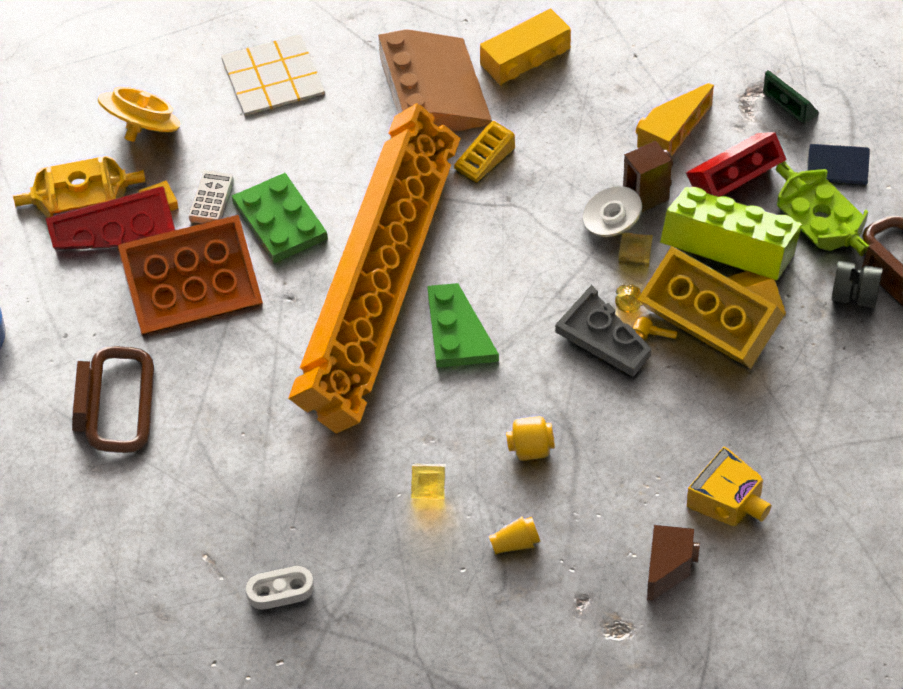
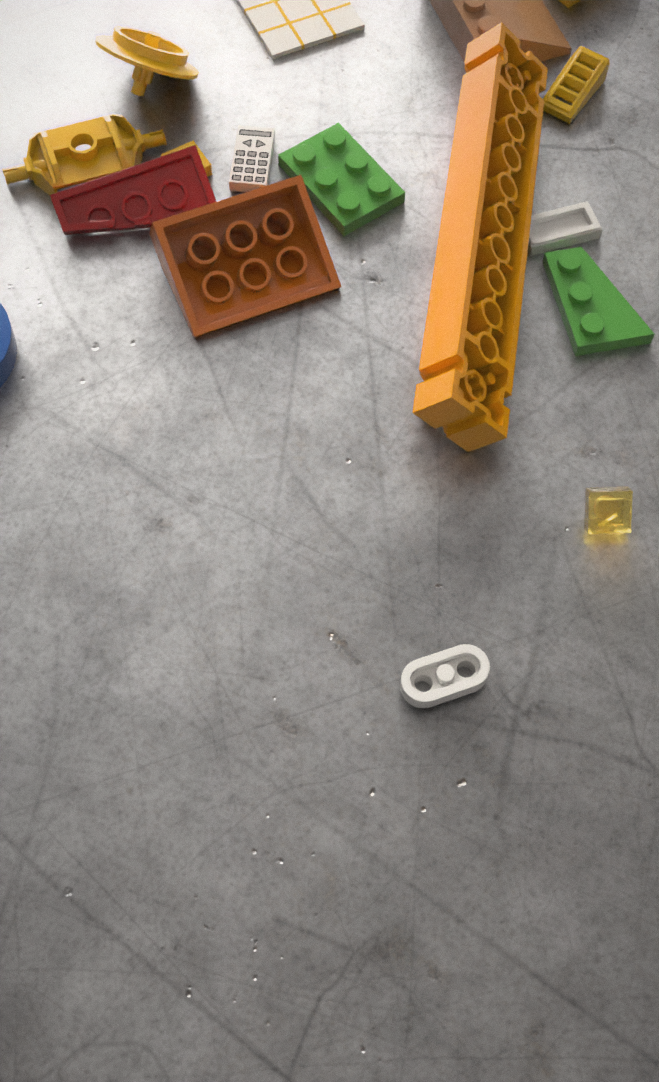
camera: 10 degrees left, 10 degrees up
(88, 395) = (140, 427): reddish brown bar -> none
(446, 267) = (563, 228): none -> white tile

